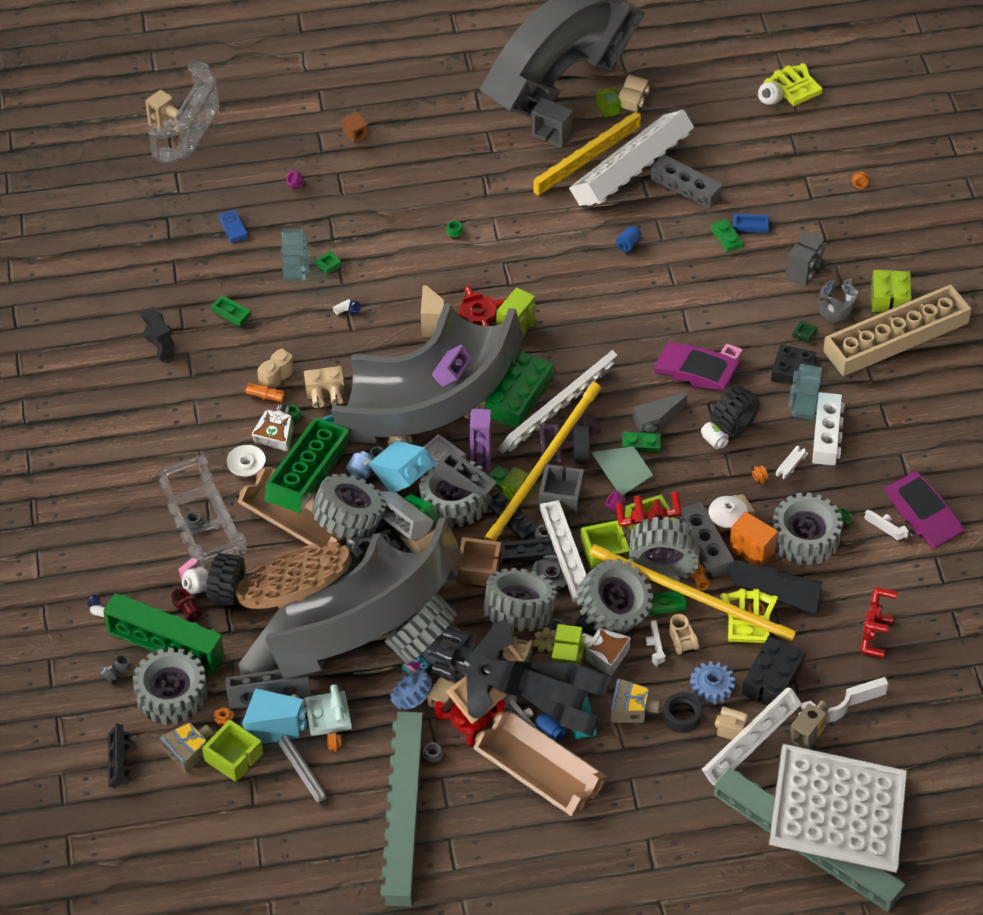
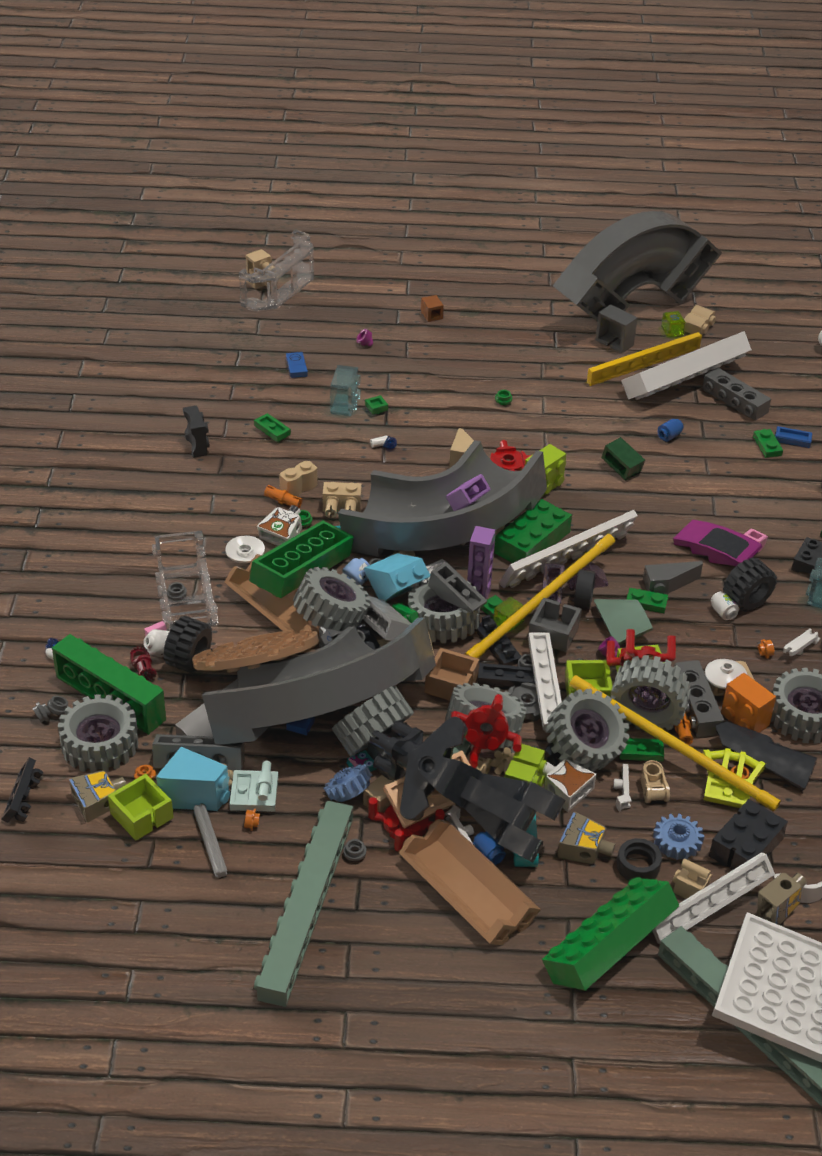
camera: 10 degrees right, 10 degrees down
(528, 626) = (488, 739): none -> red plate
(589, 284) = (623, 458): none -> dark green brick
(671, 786) = (610, 933): none -> green brick

